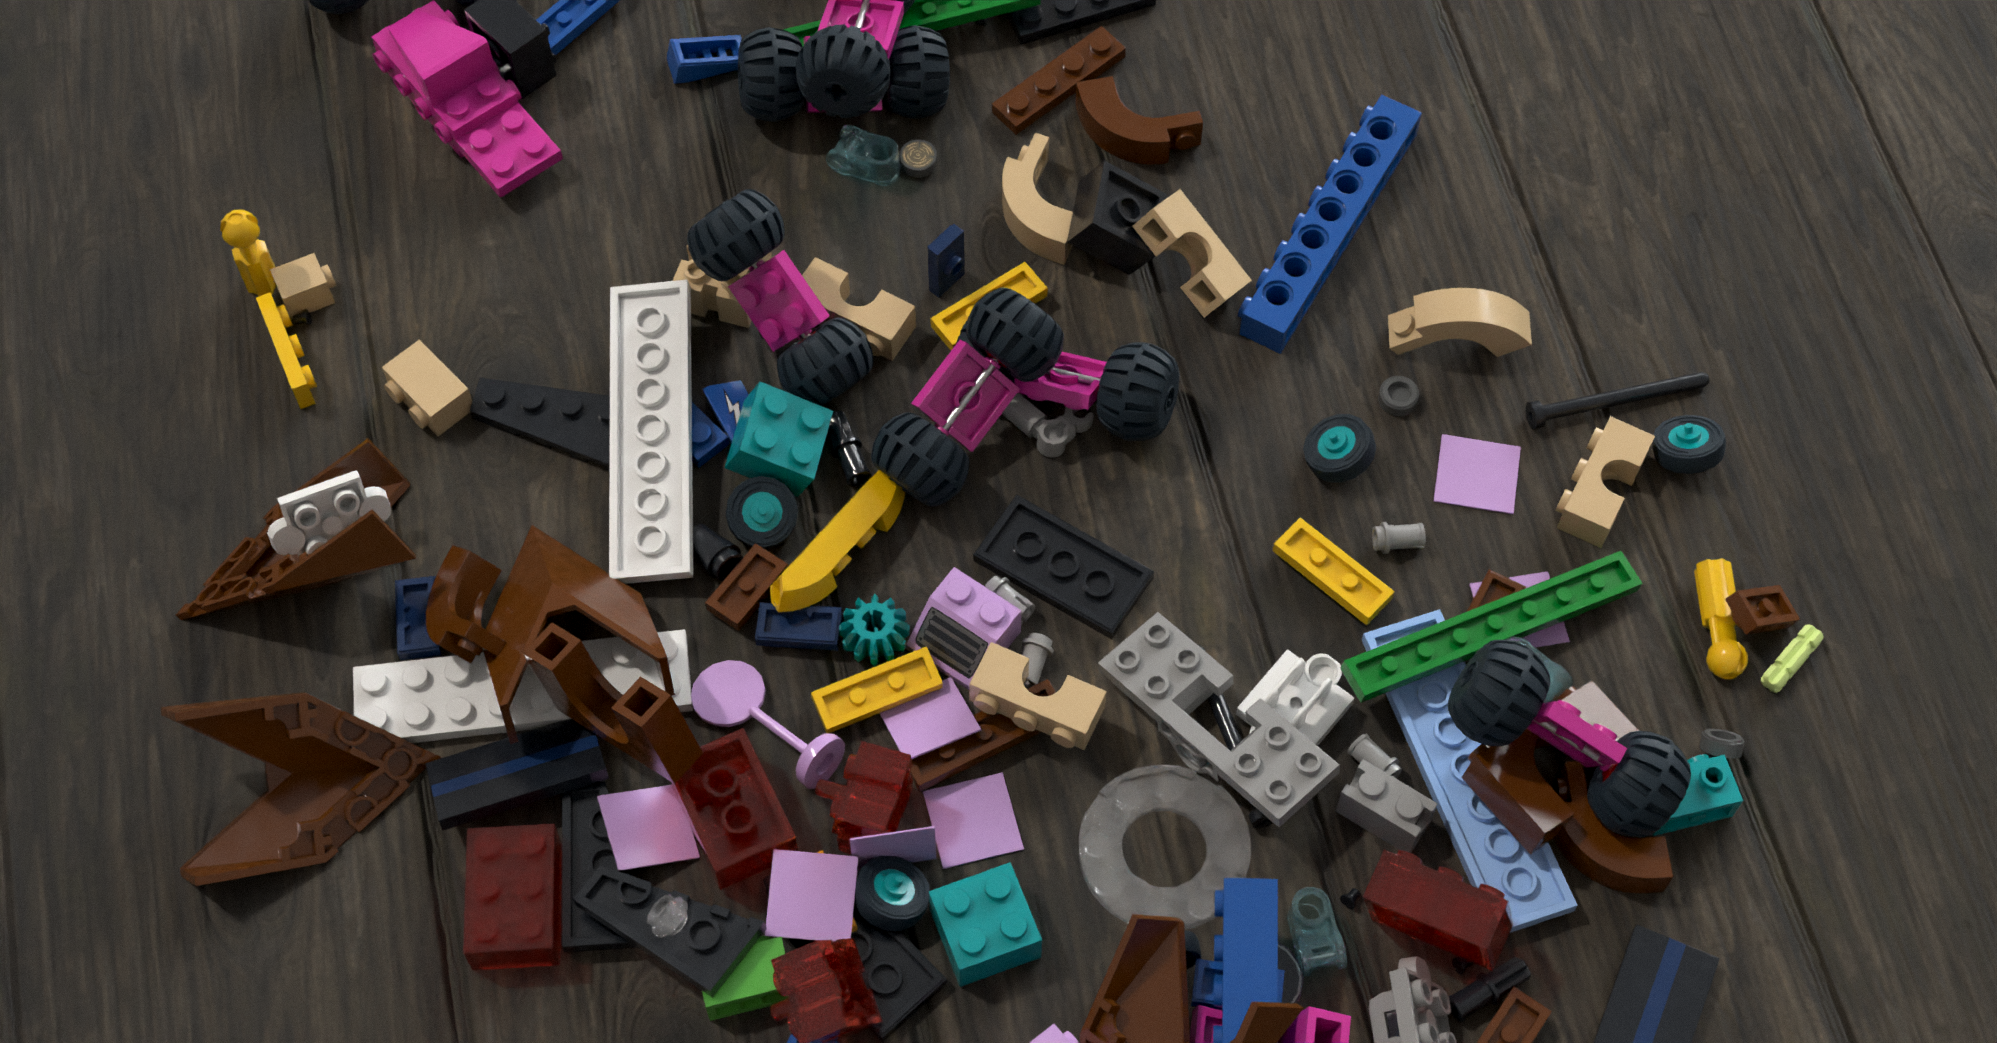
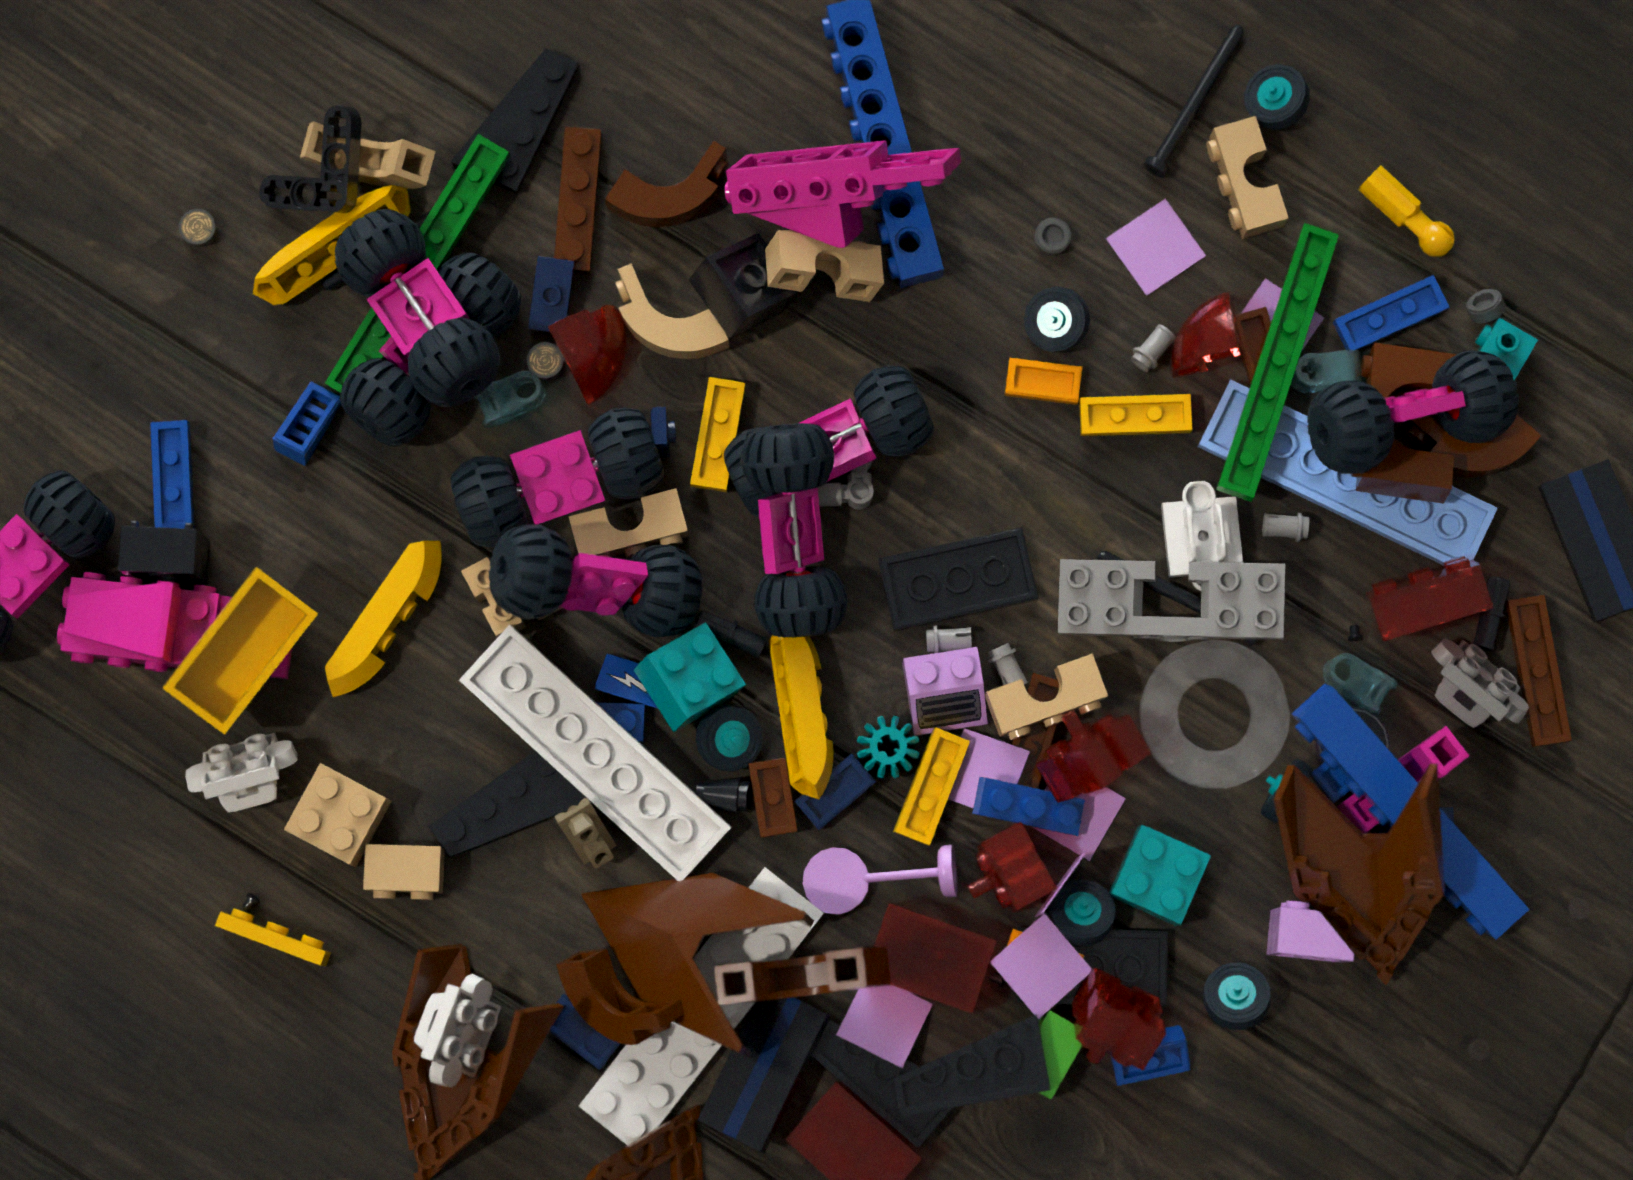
camera: 45 degrees left, 20 degrees up
(250, 254) = (179, 900): yellow piece -> none
(304, 285) = (229, 879): tan brick -> none
(391, 209) = (242, 772): none -> white piece
(427, 307) = (337, 815): none -> tan brick
(481, 126) = (240, 650): none -> yellow piece
(582, 477) = (587, 833): none -> dark tan hips
(611, 213) = (410, 577): none -> yellow brick
(668, 916) = (979, 1072): clear plate -> none
(845, 221) = (557, 476): none -> black plate
(935, 769) = (1029, 805): none -> blue plate
(958, 169) = (592, 348): none -> clear red brick
(970, 118) = (551, 292): none -> dark blue plate
(1024, 769) = (1091, 756): none -> clear red brick
(1251, 197) = (827, 186): none -> dark pink wedge
(1283, 486) = (1043, 381): none -> light orange tile
(1386, 807) = (1324, 554): light grey brick -> none
(1451, 555) = (1205, 337): none -> clear red brick
(1461, 314) = (1046, 144): tan arch -> none
(1632, 681) = (1391, 314): none -> blue plate
(1761, 609) = (1431, 184): reddish brown plate -> none
(1792, 658) = (1473, 197): yellowish green axle -> none

